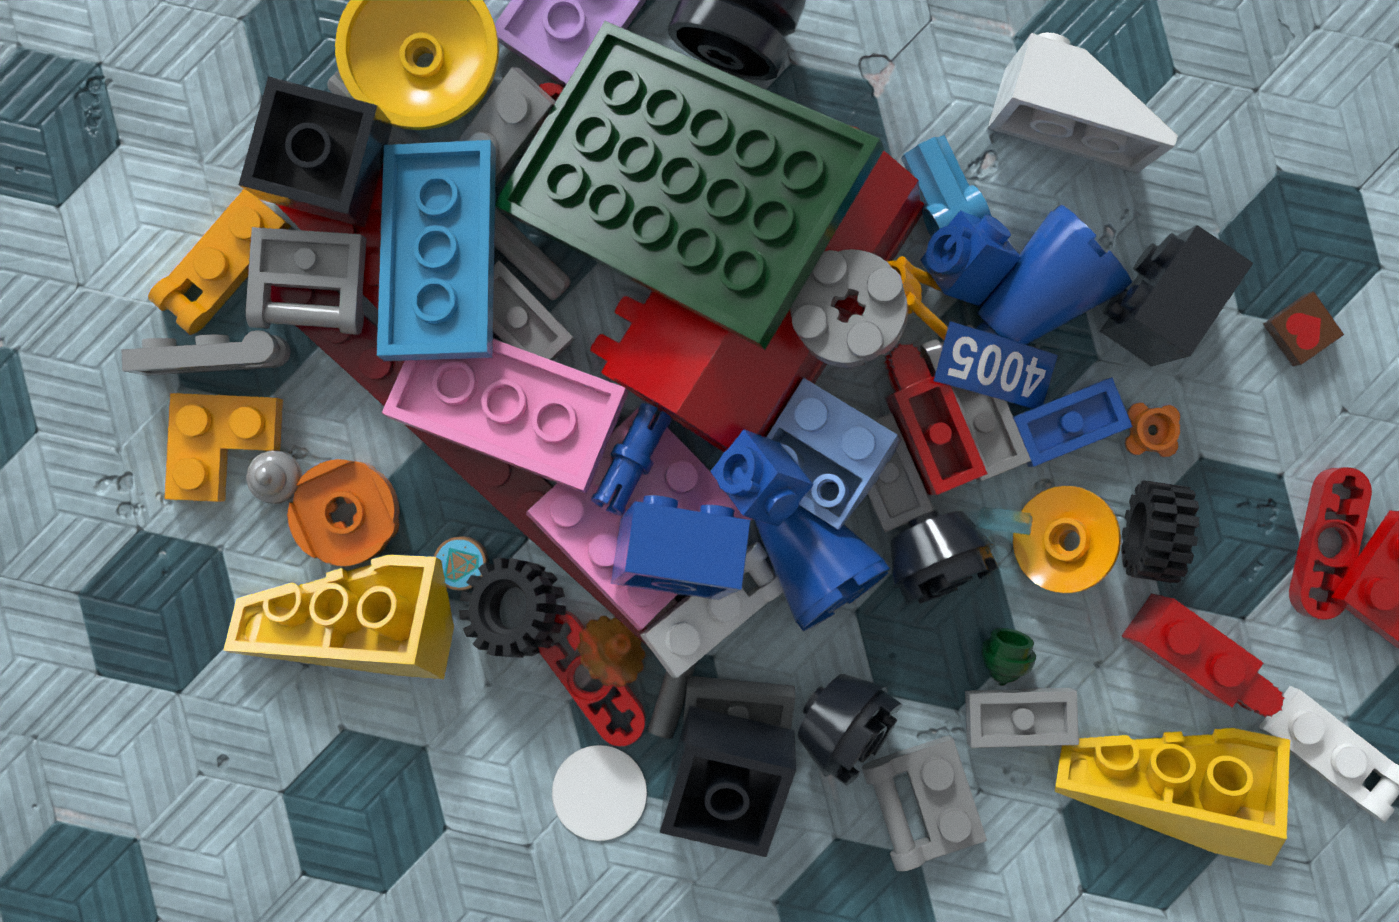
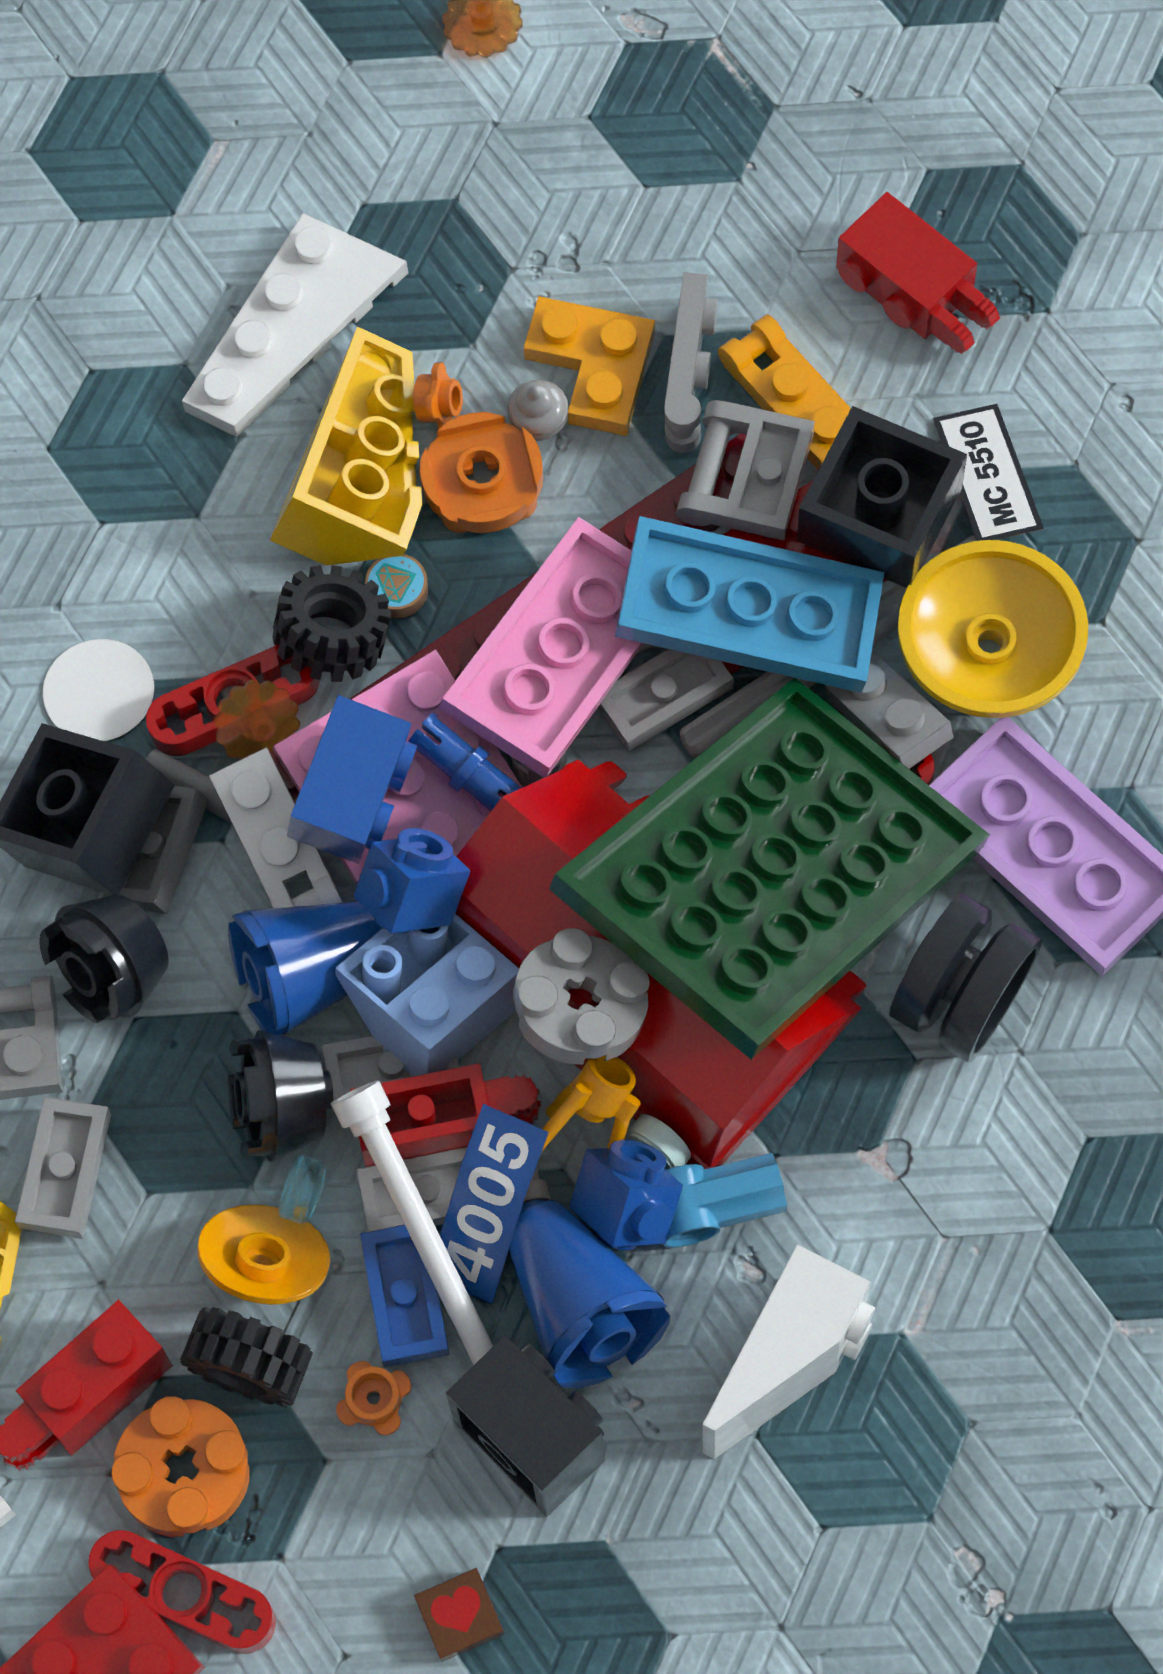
camera: 110 degrees right, 20 degrees down
(86, 174) = (913, 273): none -> red hinge
(207, 705) = (291, 316): none -> white wing
(236, 98) = (993, 480): none -> sticker
(279, 565) = (437, 396): none -> orange plate
(916, 242) = (660, 1136): none -> light aqua tile
(965, 475) = (366, 1116): none -> white piece
(1008, 655) = (142, 1166): dark green plate -> none
(1265, 553) = (189, 1504): none -> orange plate

